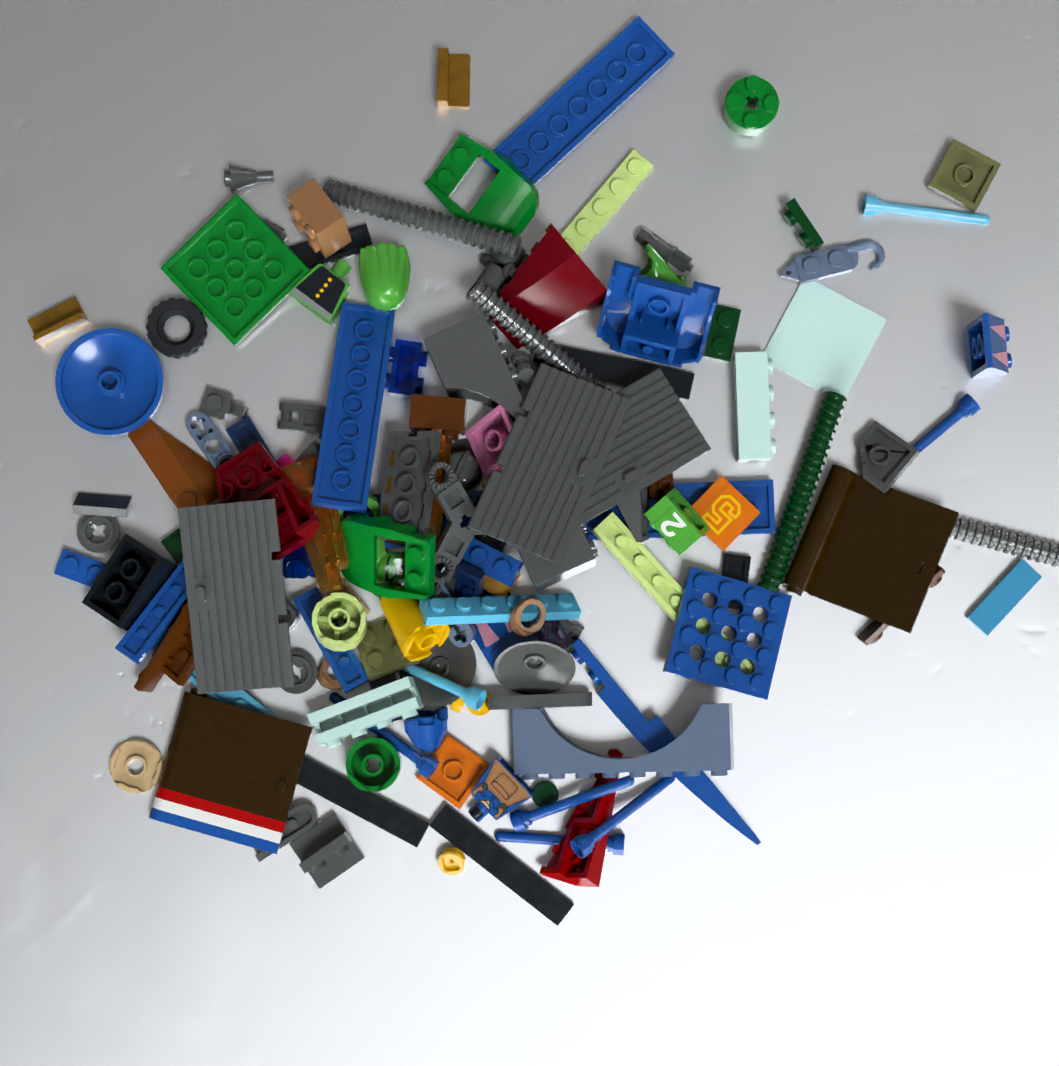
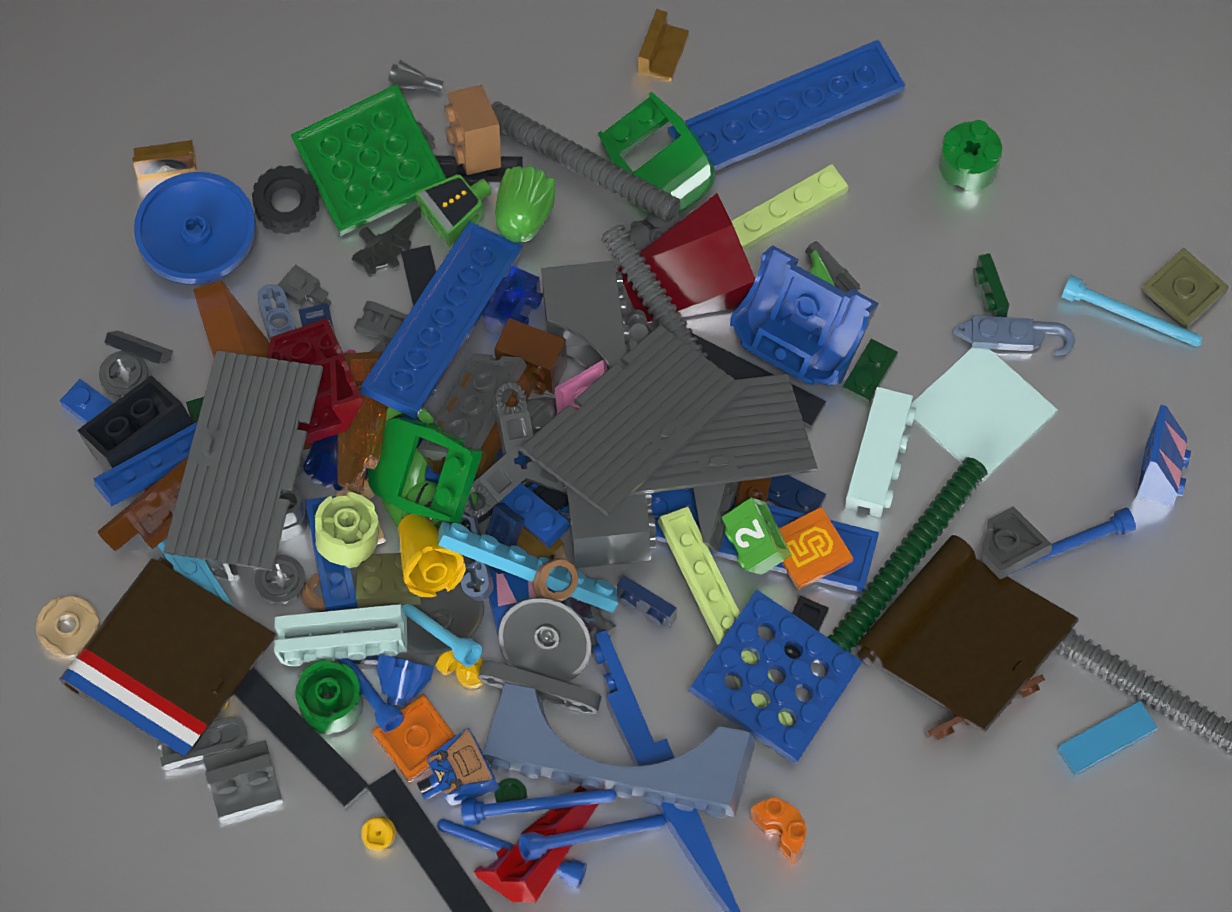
camera: 20 degrees right, 20 degrees down
(277, 345) = (386, 247): none -> pearl dark grey piece
(315, 360) = (419, 269): none -> black tile
(590, 598) = (655, 608): none -> dark blue plate
(700, 469) = (794, 495): none -> dark blue plate
(778, 756) = (786, 821): none -> orange cylinder

